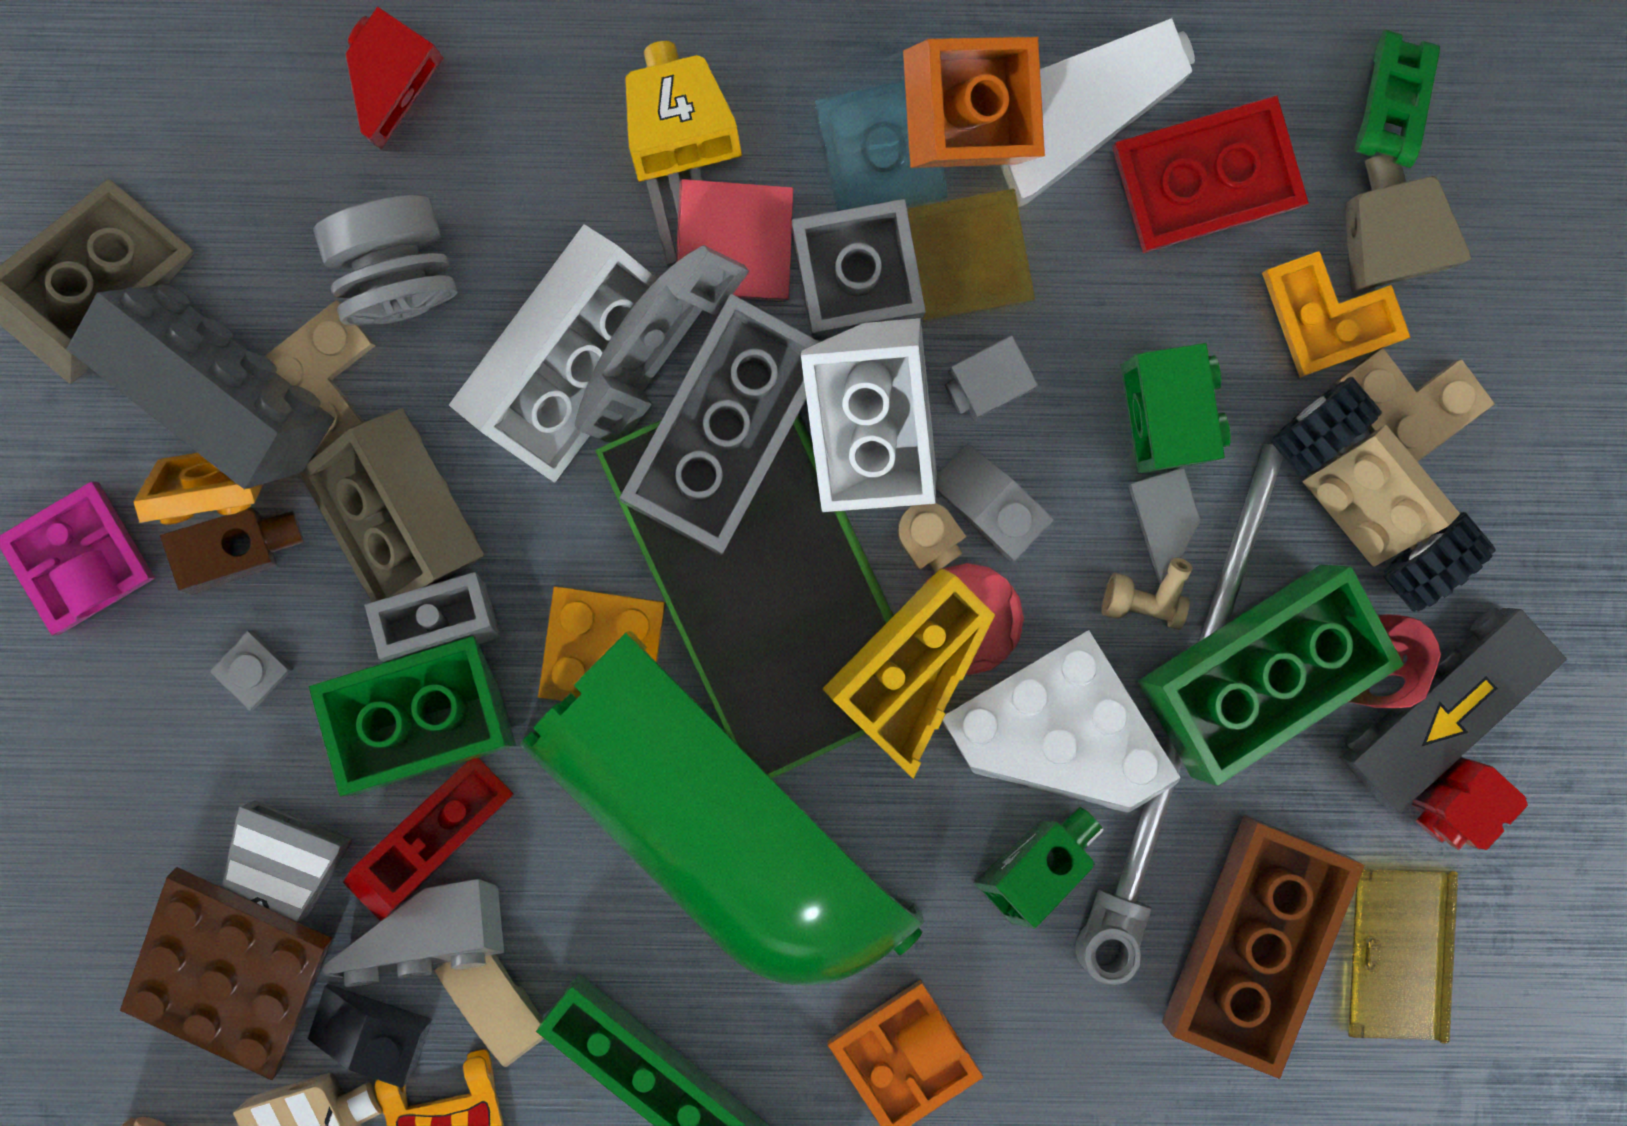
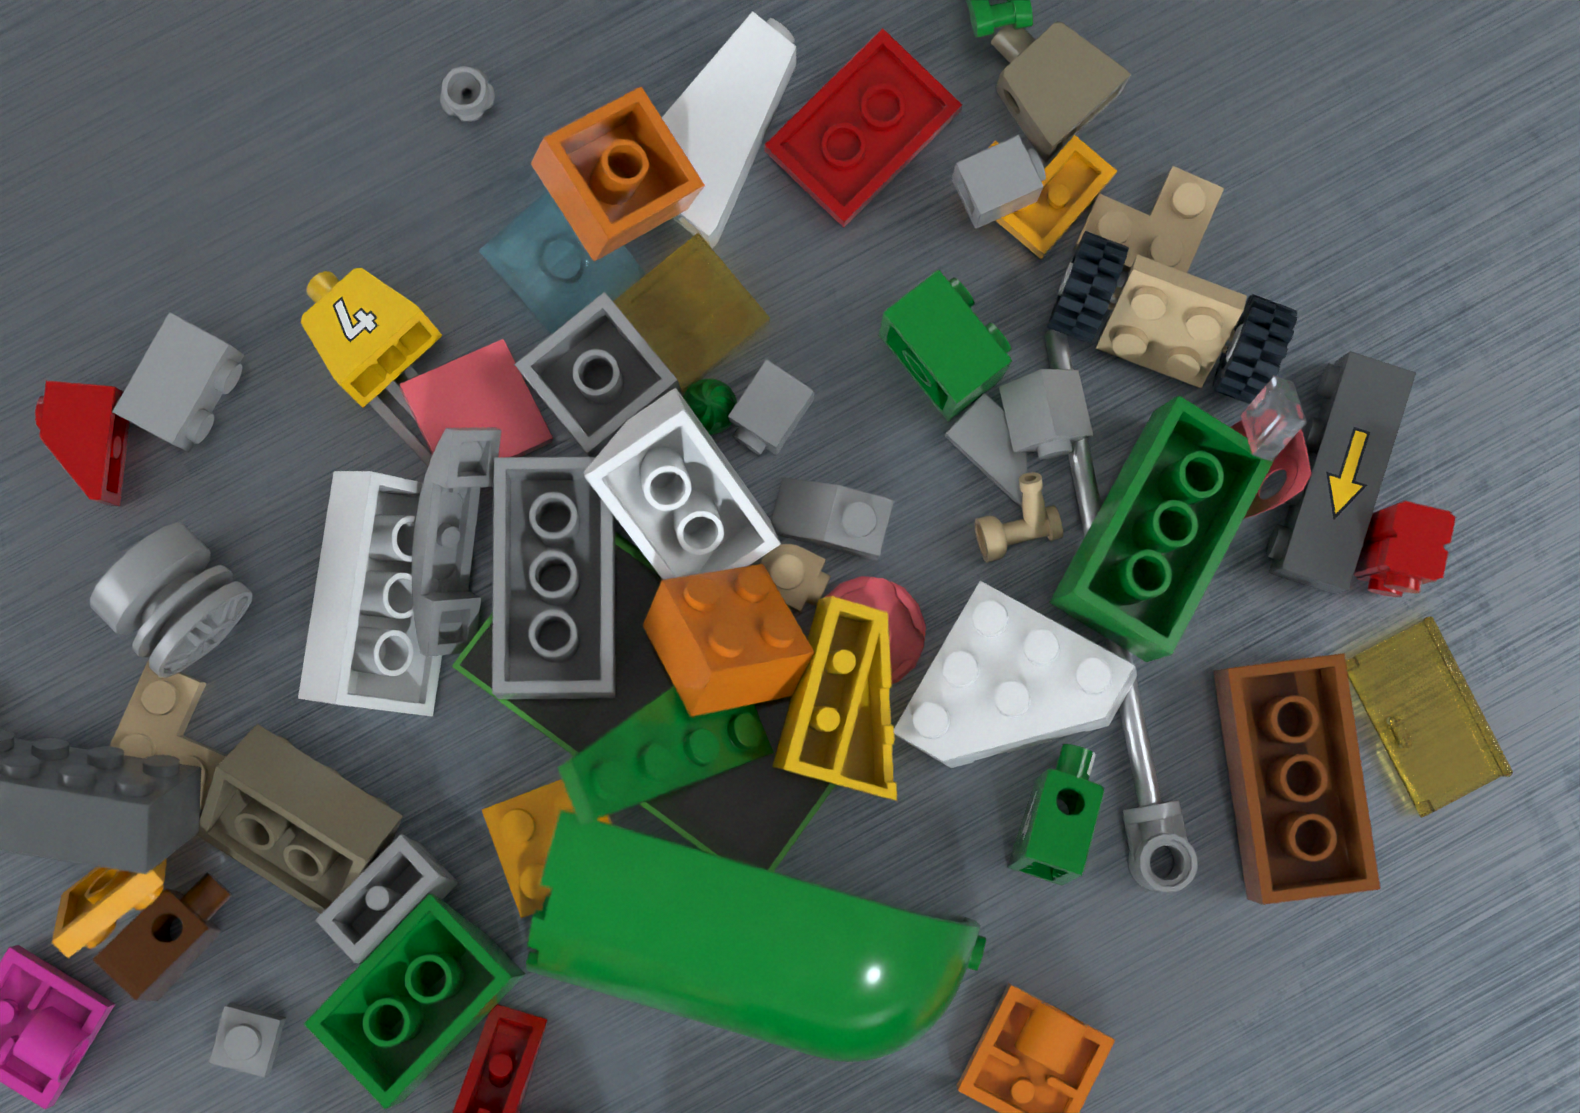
camera: 30 degrees left, 5 degrees down
(491, 72) = (180, 383): none -> light grey brick
(750, 623) = (659, 753): none -> green wing
(844, 560) = (727, 639): none -> orange brick
(943, 346) = (711, 403): none -> green plate
(1227, 515) = (1046, 412): none -> light grey brick
(1302, 290) = (999, 181): none -> light grey brick
(1420, 632) = (1273, 418): none -> clear tile

